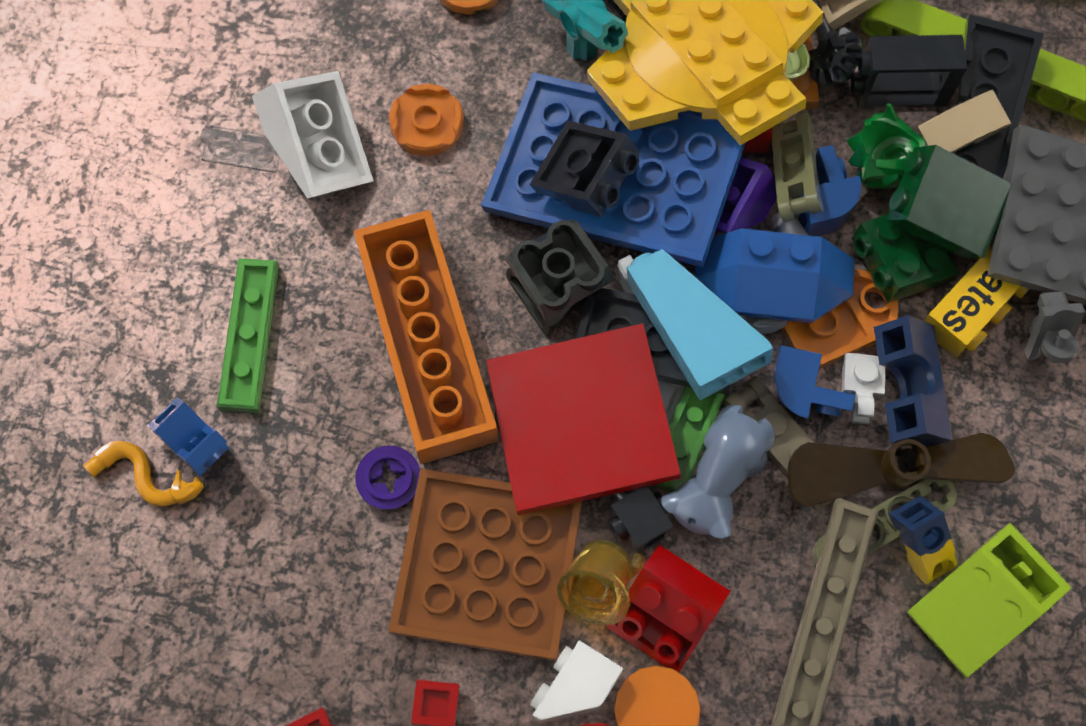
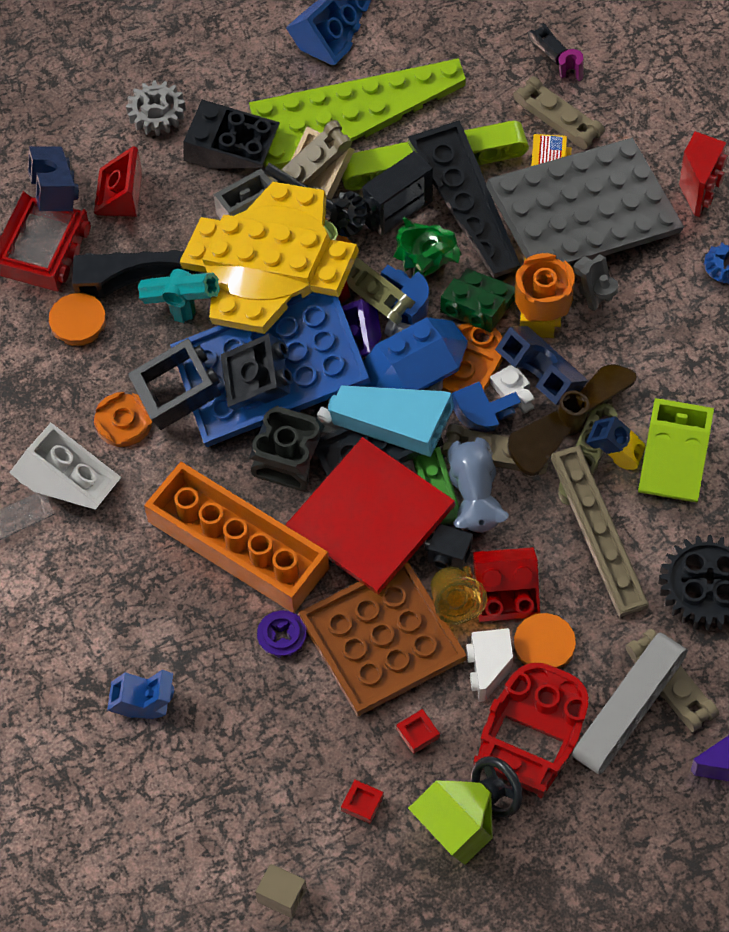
camera: 35 degrees left, 10 degrees down
(111, 452) = (98, 740): light orange animal -> none
(248, 336) = (122, 618): bright green tile -> none
(464, 110) = (185, 403): none -> black window
(948, 201) = (481, 249): dark green brick -> none
(966, 123) = (455, 201): tan slope -> none
(984, 297) = (544, 287): none -> orange brick

